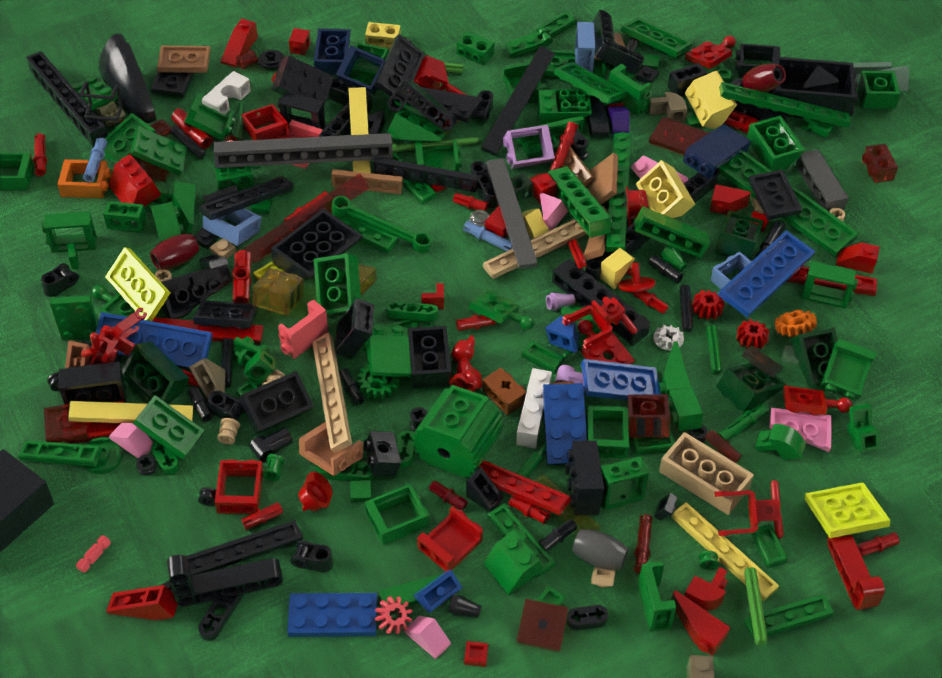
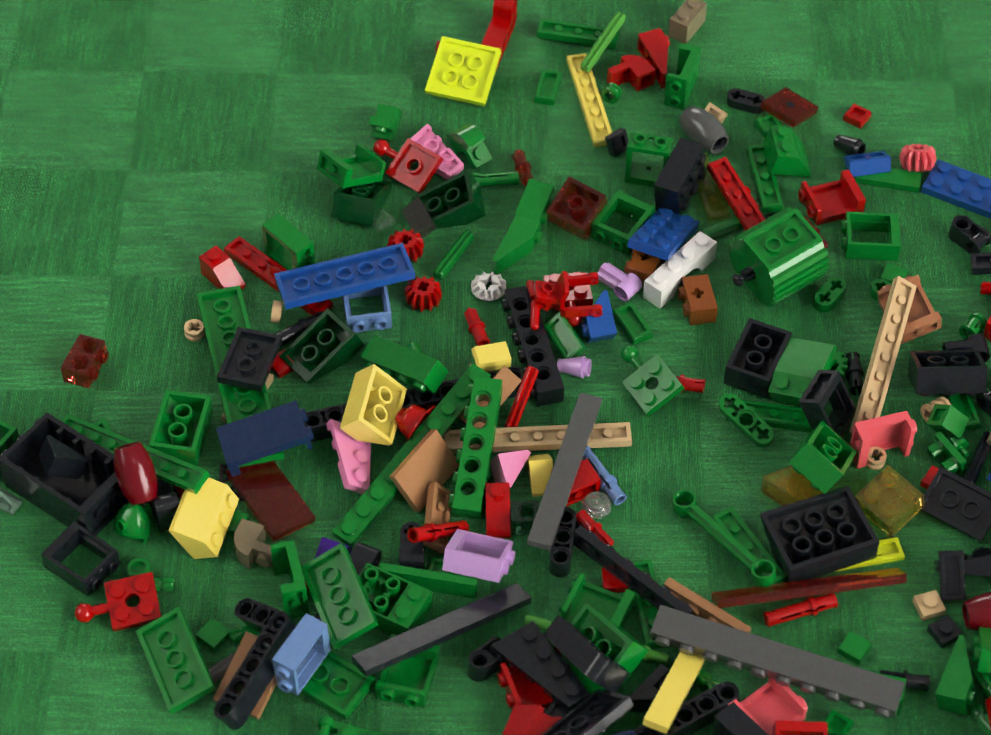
camera: 150 degrees left, 0 degrees up
(242, 269) = (923, 546): red piece -> none
(245, 198) = (885, 630): black plate -> none
(247, 226) = (895, 600): medium blue window -> none
(315, 492) = (943, 281): red piece -> none
(382, 453) = (859, 286): black brick -> none
(416, 416) = (803, 304): black bush -> none
(428, 635) = (892, 141): bright pink slope -> none
(434, 298) = (712, 429): red panel -> none
(467, 376) = (725, 329): red animal -> none
(558, 535) = (735, 161): black axle -> none
(618, 379) = (578, 250): blue plate -> none
(636, 283) = (476, 335): red shield -> none
(642, 550) = (664, 121): clear red pin -> none
(647, 75) = (228, 617): black plate -> none
(666, 269) = (431, 345): black pin -> none
(682, 78) = (200, 566): black brick -> none
(686, 308) = (445, 305): black axle -> none
(704, 472) = (561, 145): tan brick -> none
(728, 199) = (297, 388): red slope -> none
(758, 510) = (552, 95): red piece -> none
(795, 323) = (362, 228): orange gear -> none
(821, 180) = (171, 365): dark grey brick -> none

